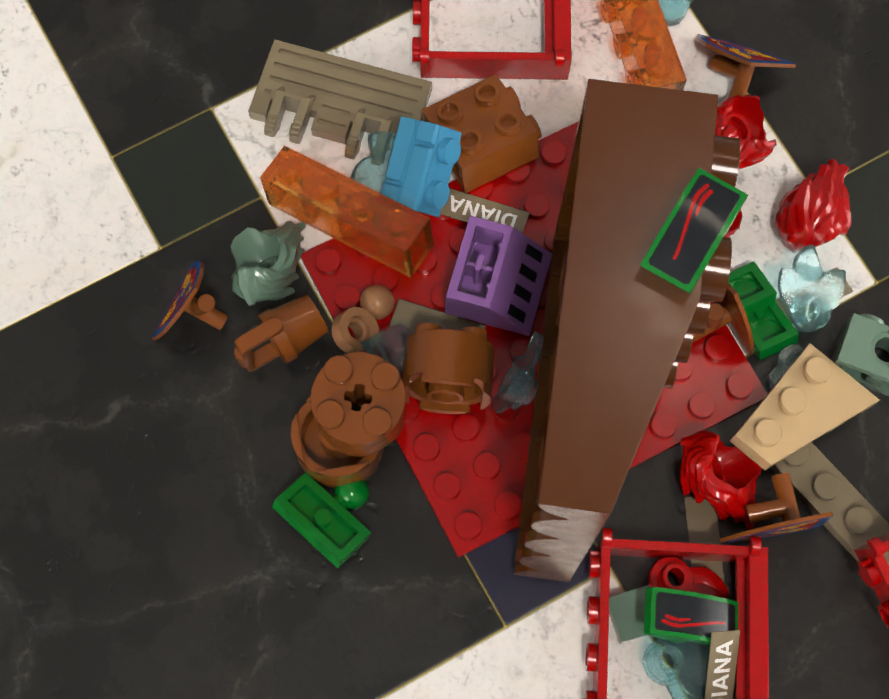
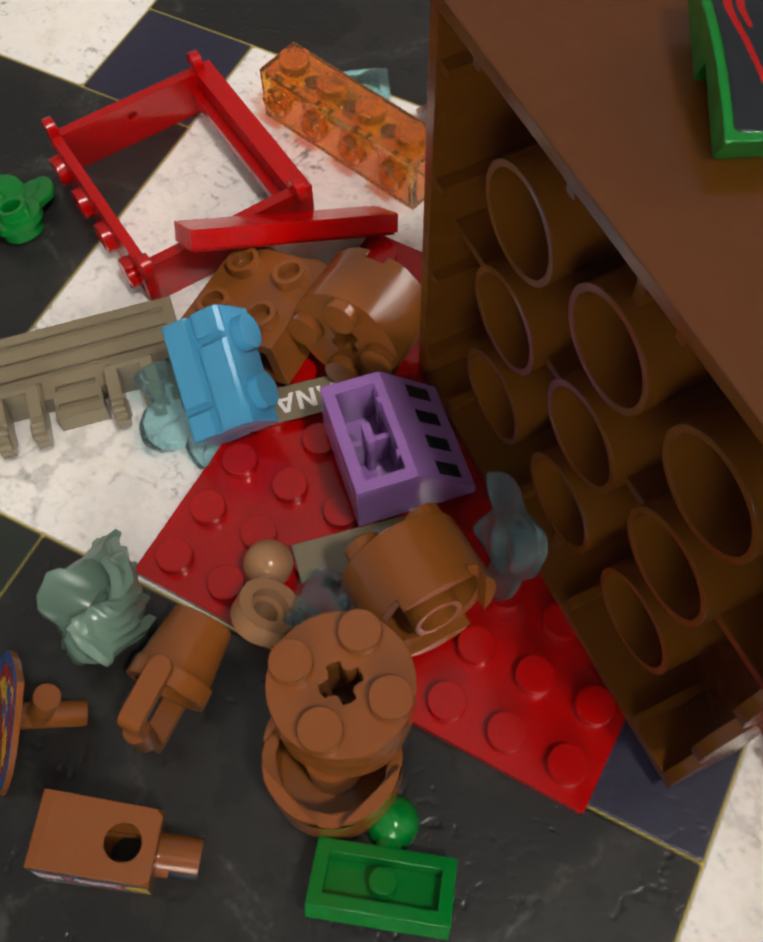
camera: 30 degrees left, 10 degrees down
(179, 390) = (77, 842): none -> dark orange torso
(348, 211) = (162, 478): clear orange brick -> none
(519, 77) = (284, 228): none -> red tile
(527, 180) = (359, 315): none -> dark orange brick

